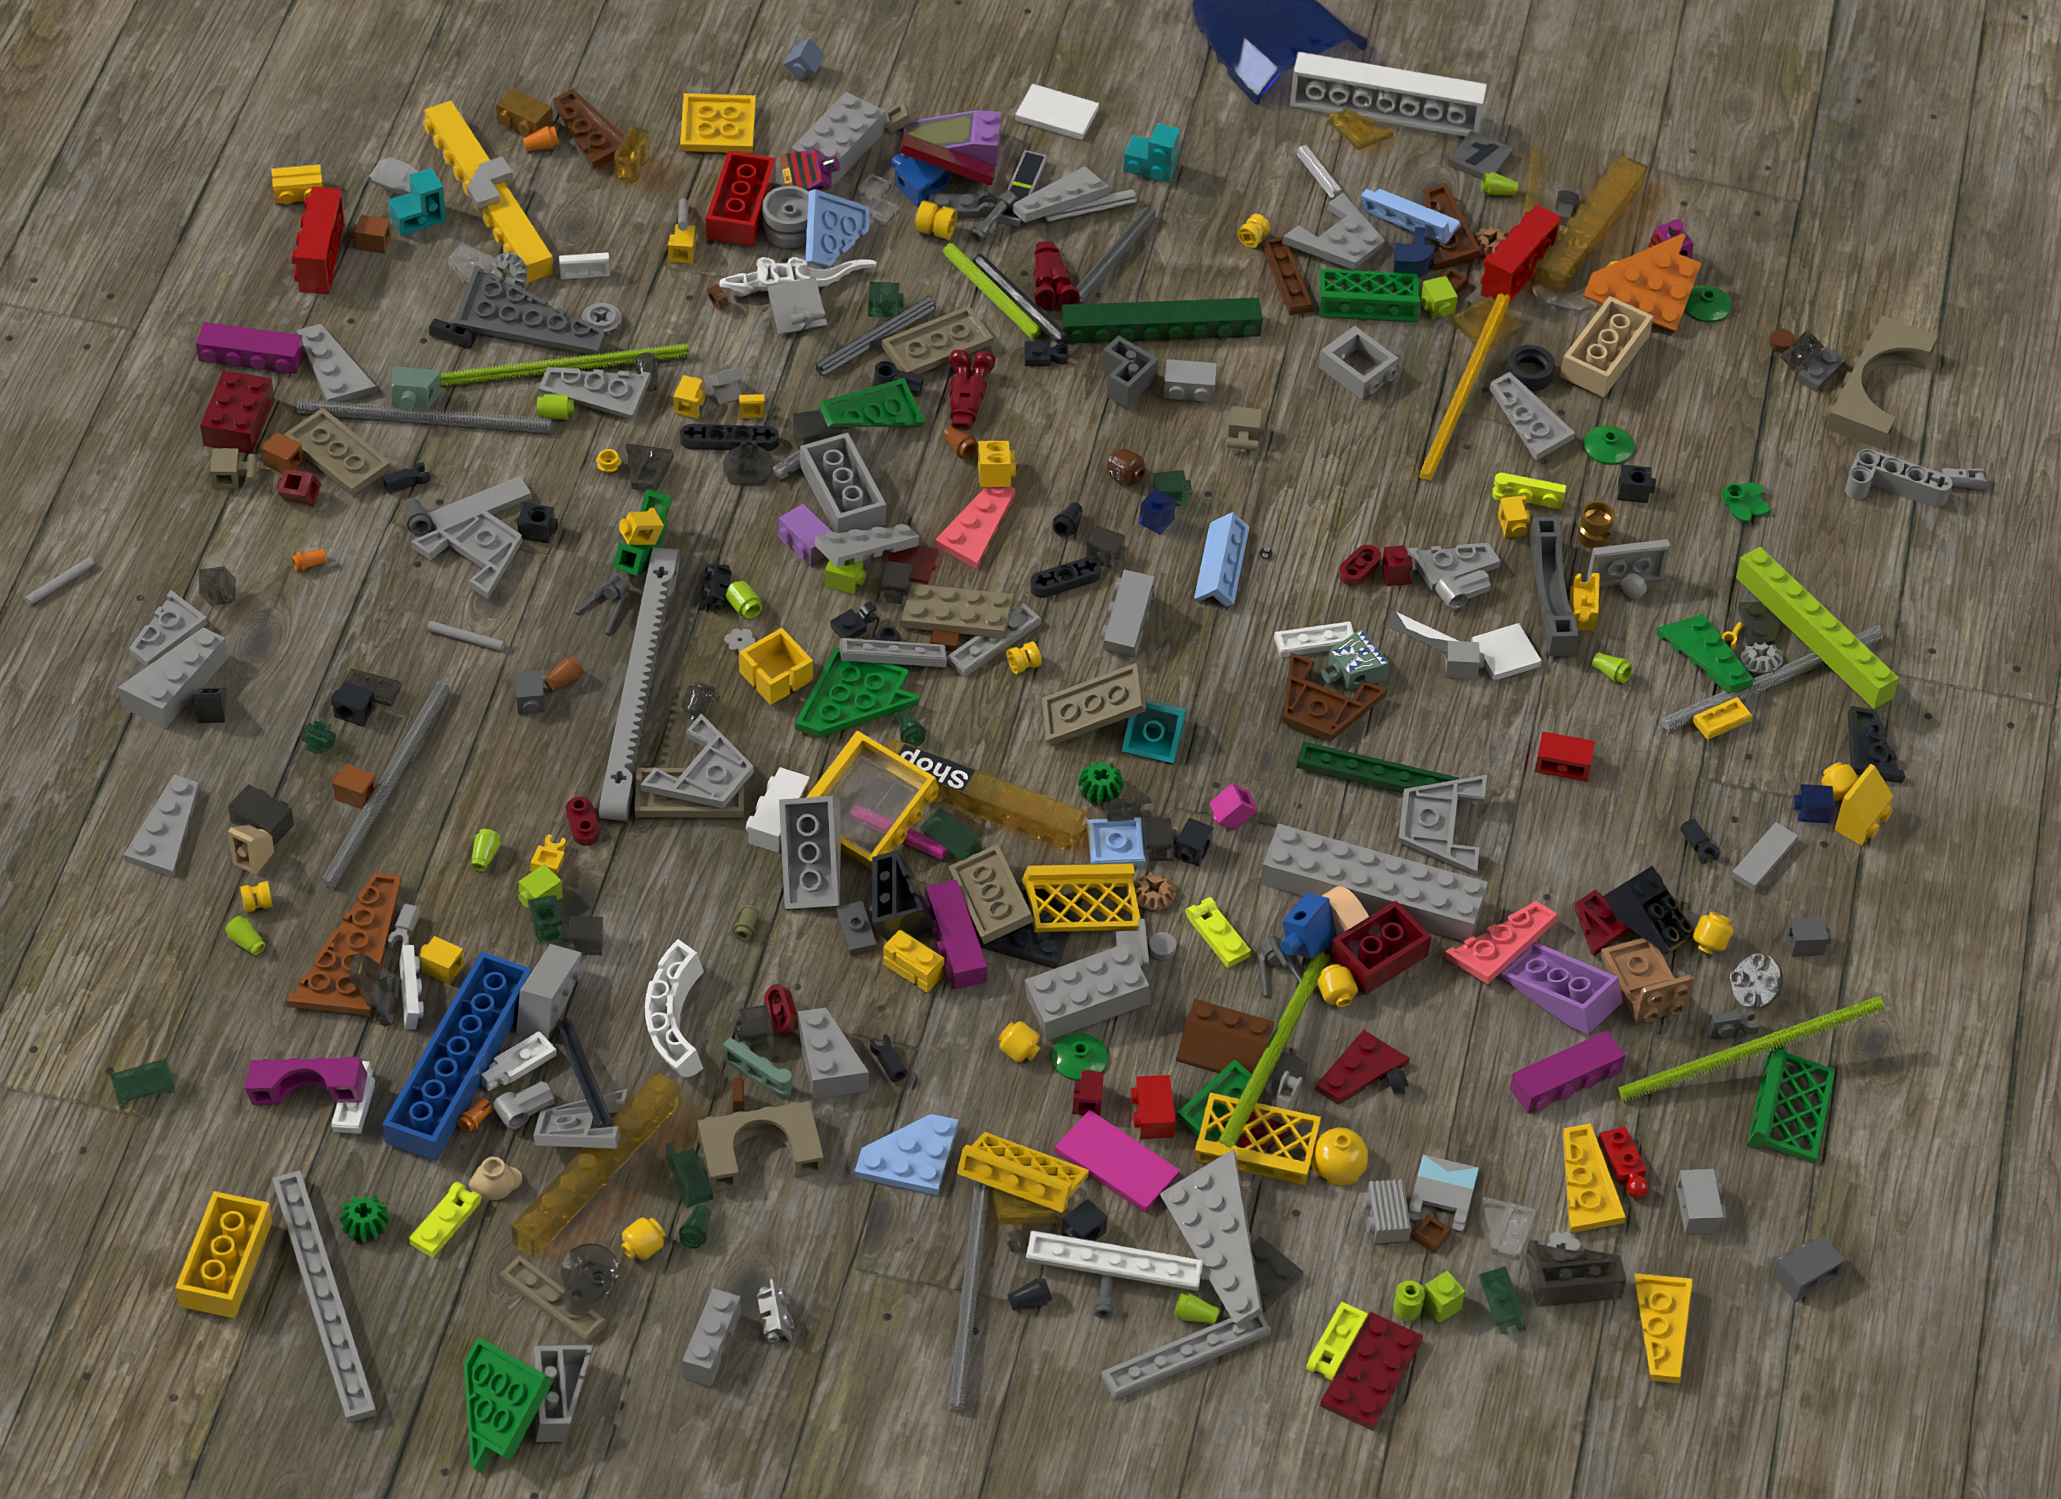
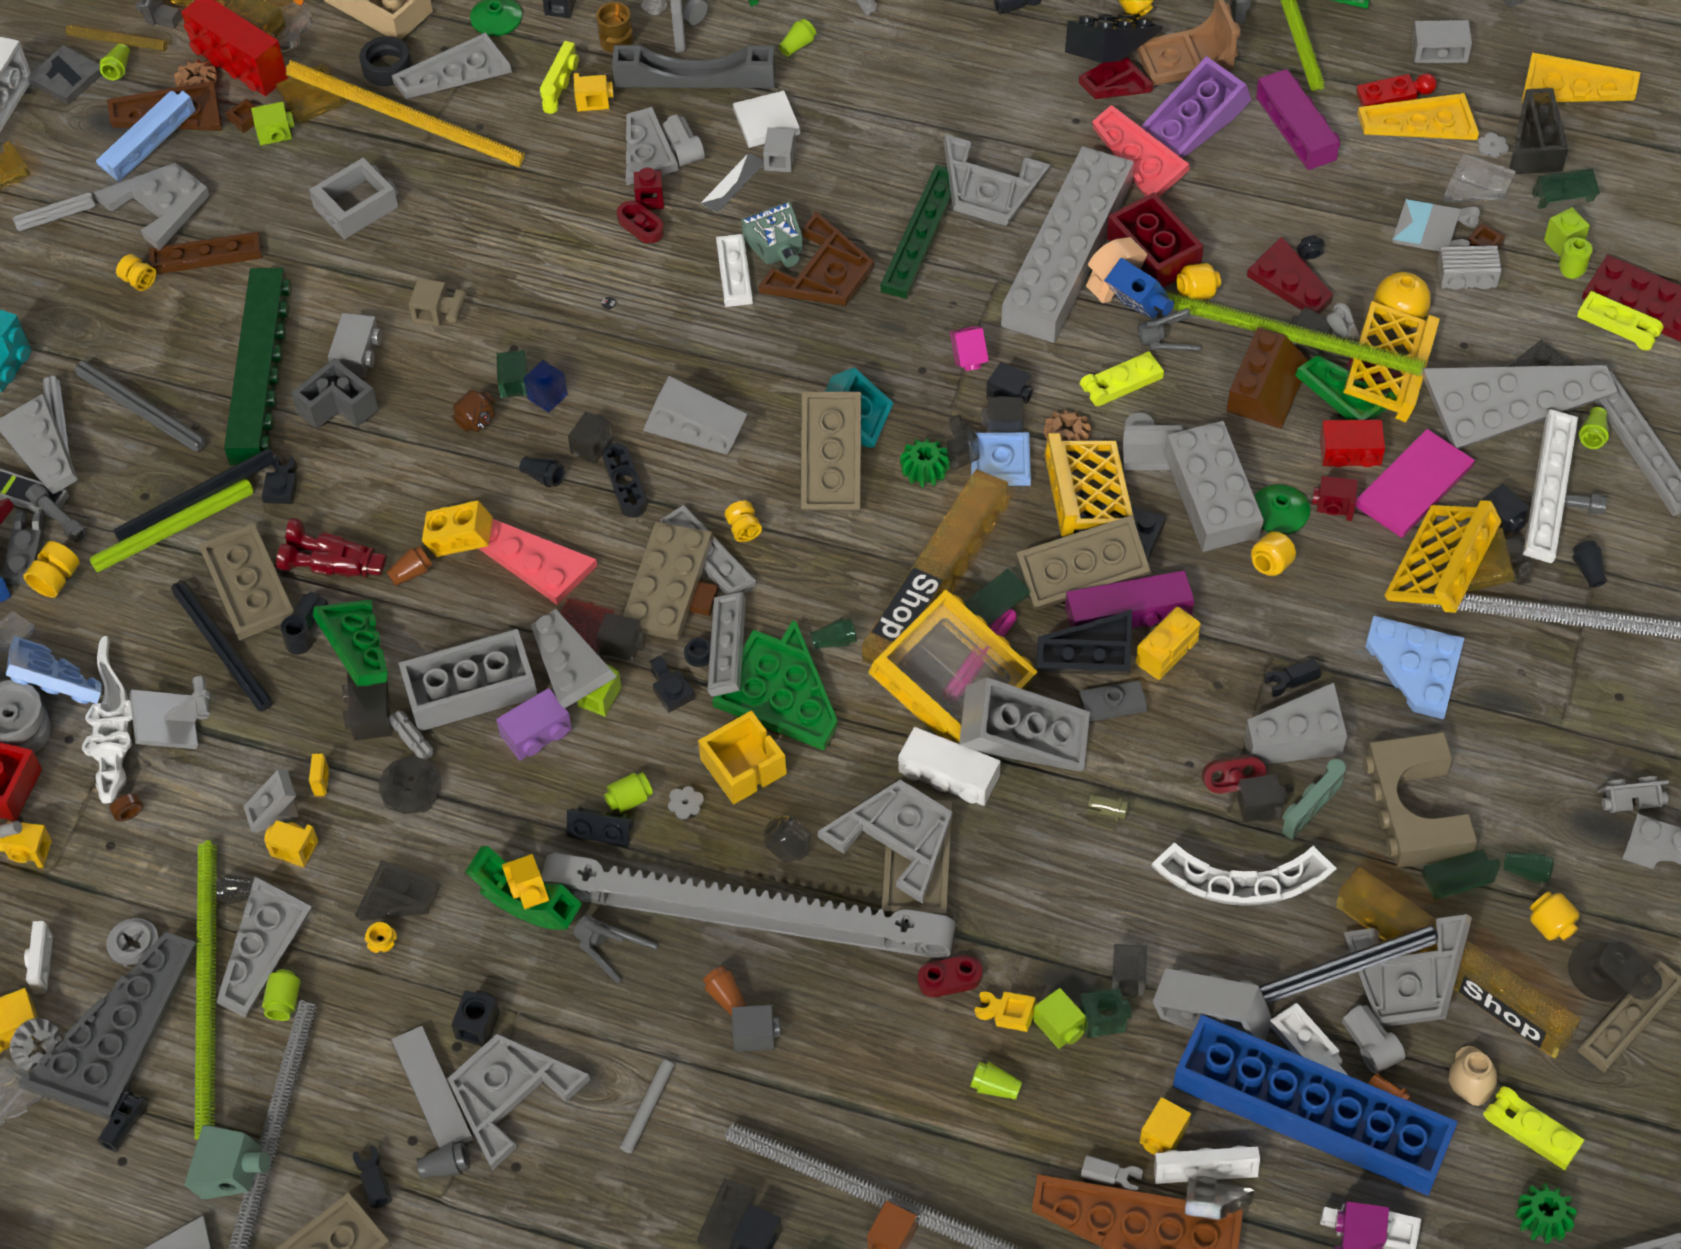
camera: 80 degrees left, 5 degrees up
(729, 435) = (363, 804): black beam -> none
(738, 1094) = (1355, 819): reddish brown tile -> none
(884, 299) = (168, 630): clear green brick -> none
(1052, 275) = (165, 463): dark red piece -> none
(1222, 559) = (617, 340): light blue panel -> none
(1376, 304) = (269, 183): green fence -> none
(1414, 257) = (205, 137): dark blue brick -> none
(1564, 756) = (909, 83): red brick -> none
(1585, 601) = (710, 43): yellow hinge -> none

